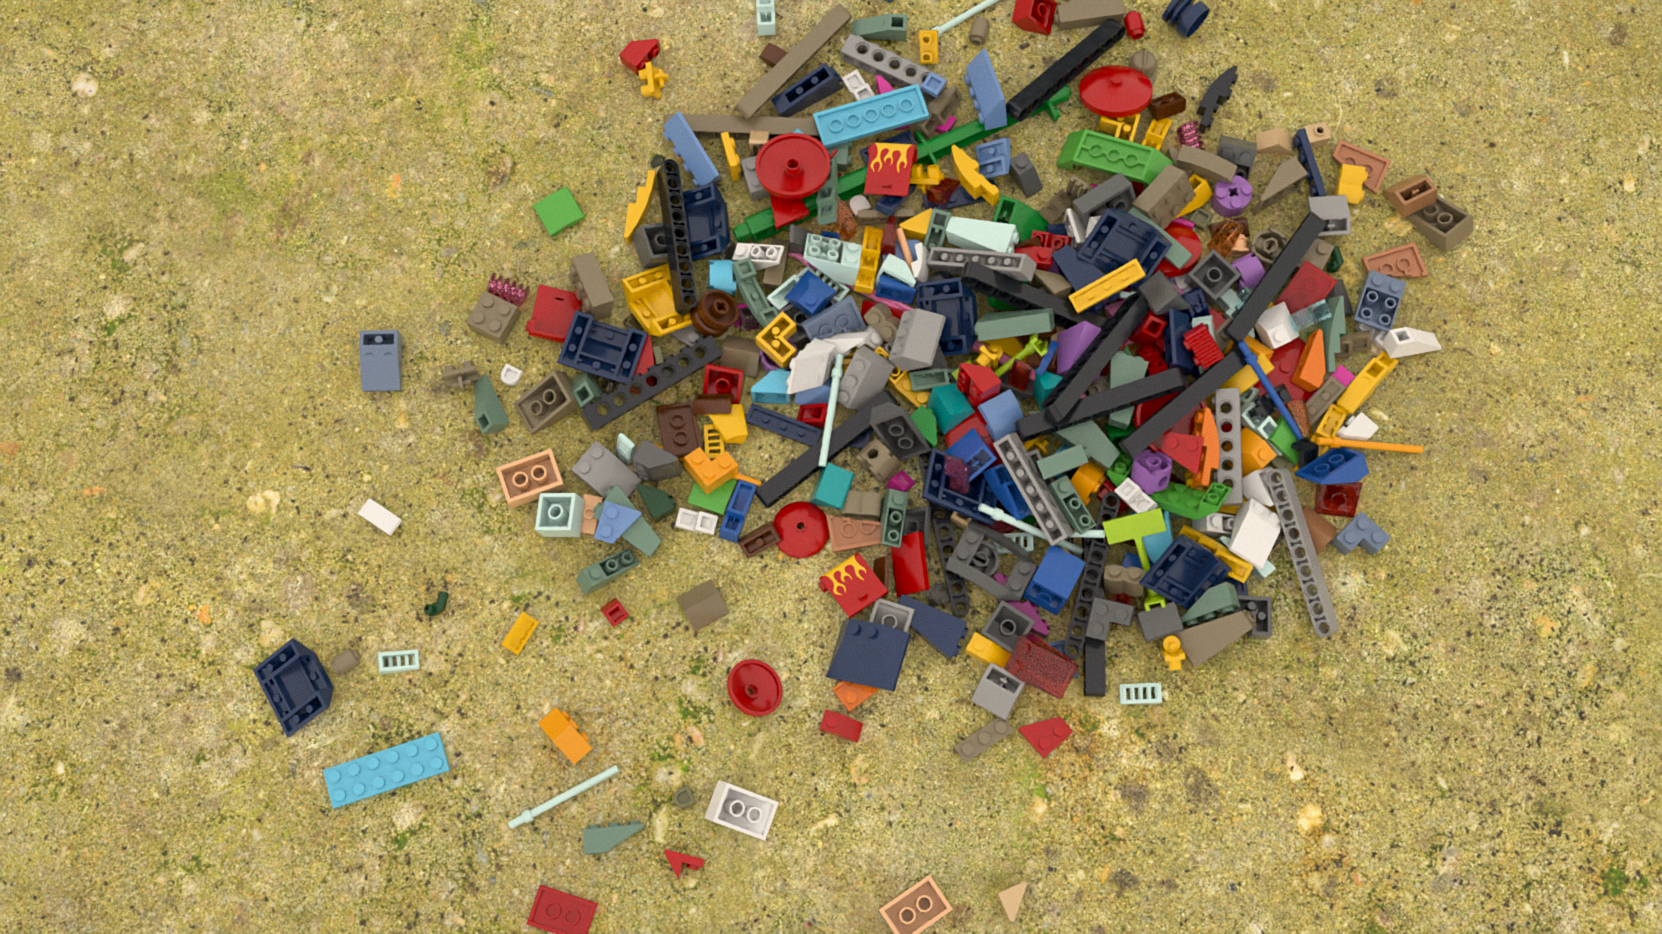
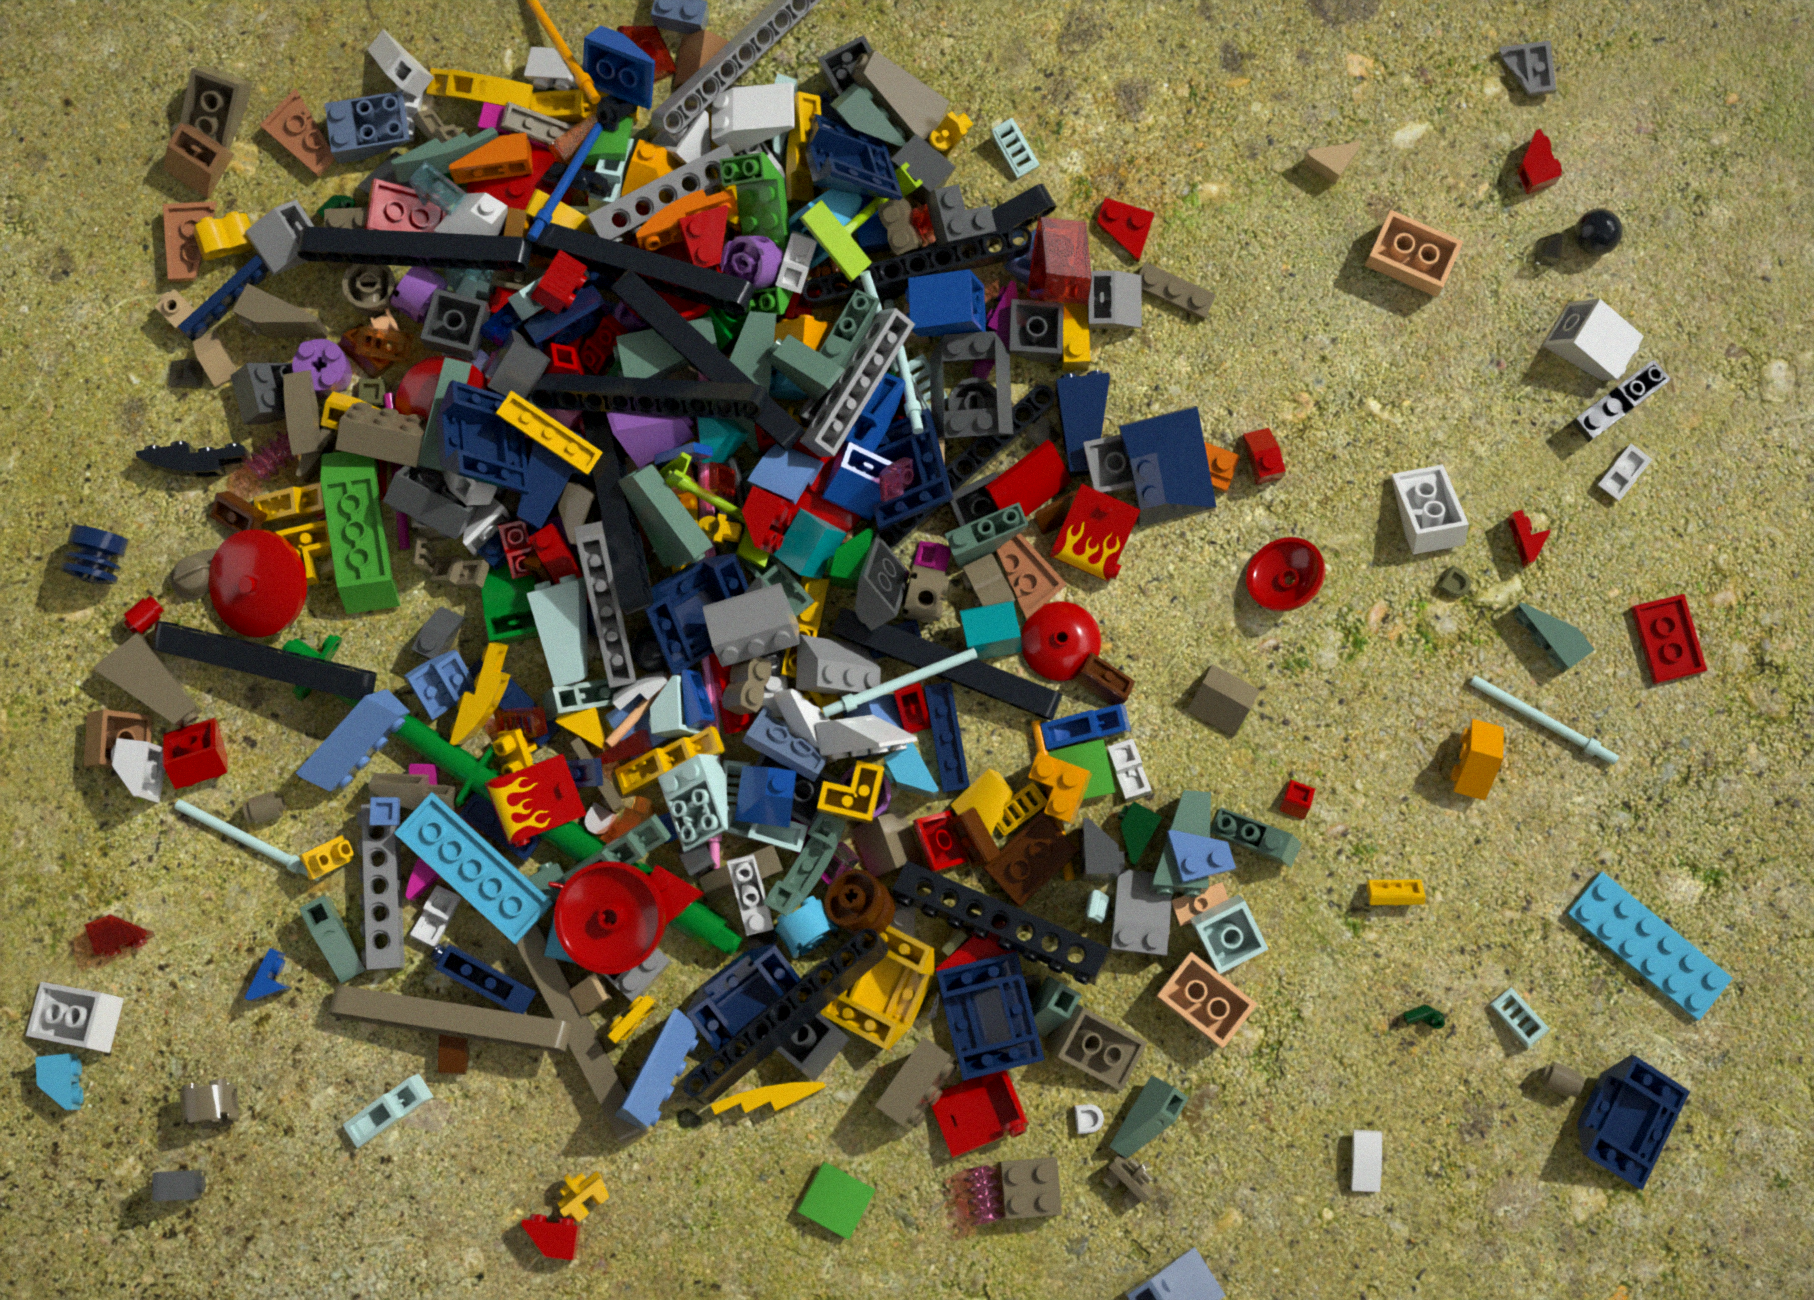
camera: 120 degrees left, 5 degrees up
(1272, 121) = (186, 374): none -> clear smoke slope

